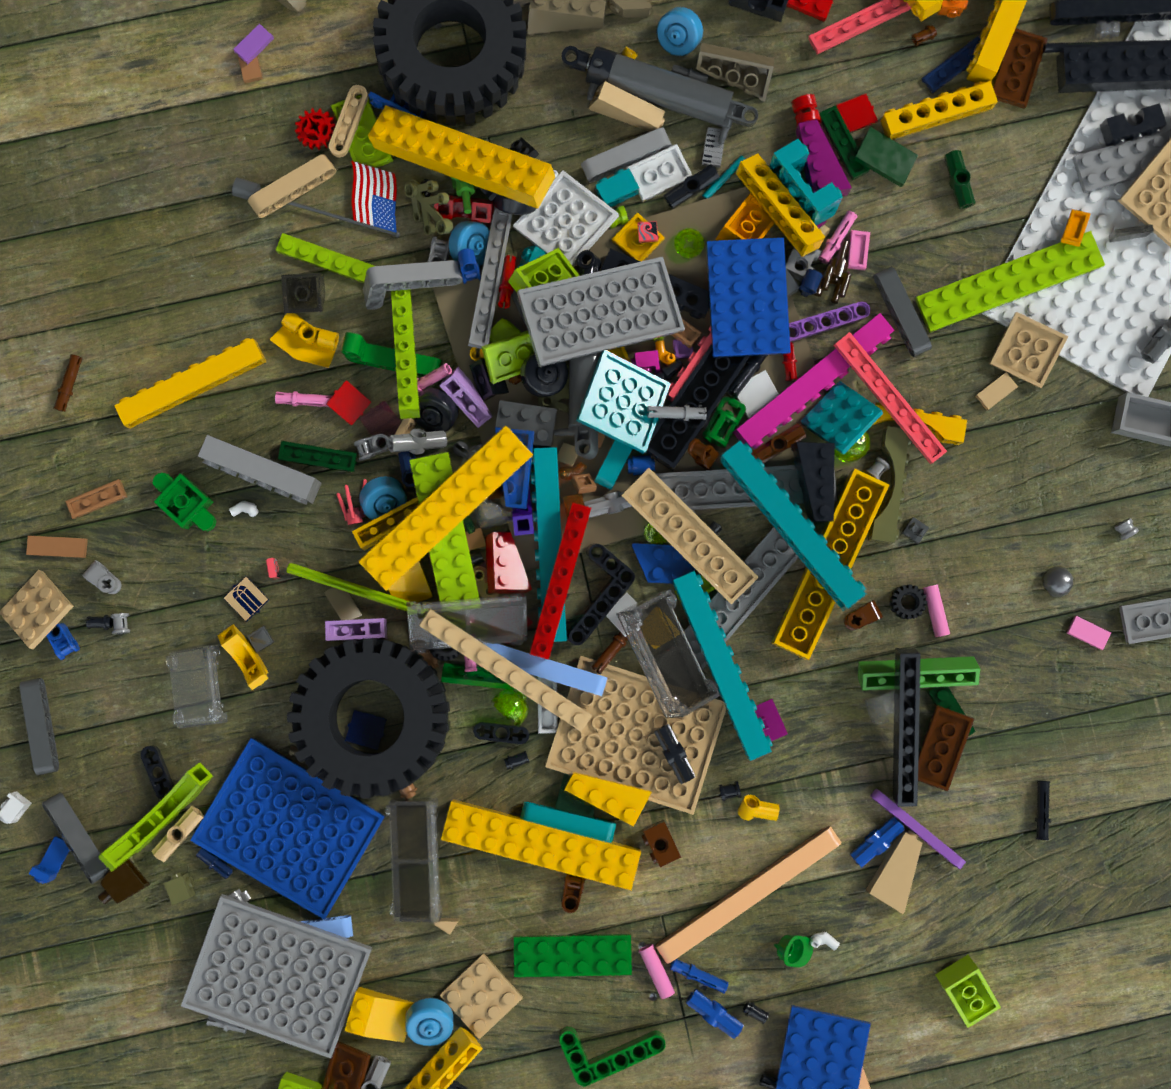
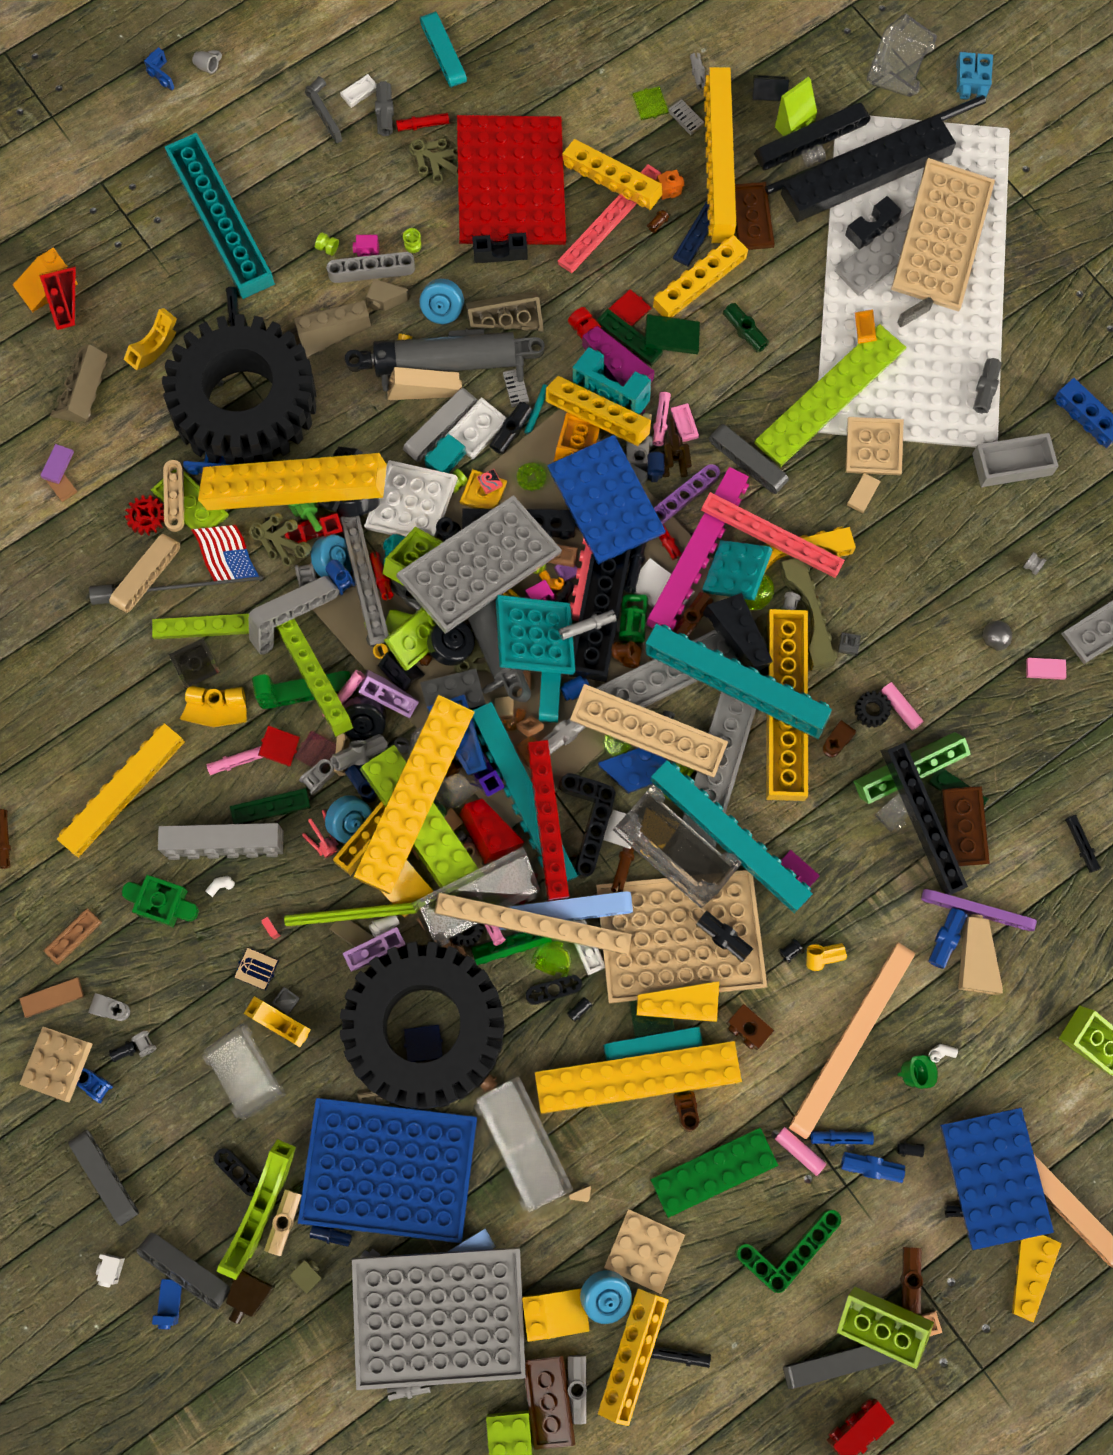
camera: 20 degrees left, 10 degrees down
(374, 609) = (383, 925): none -> white cone

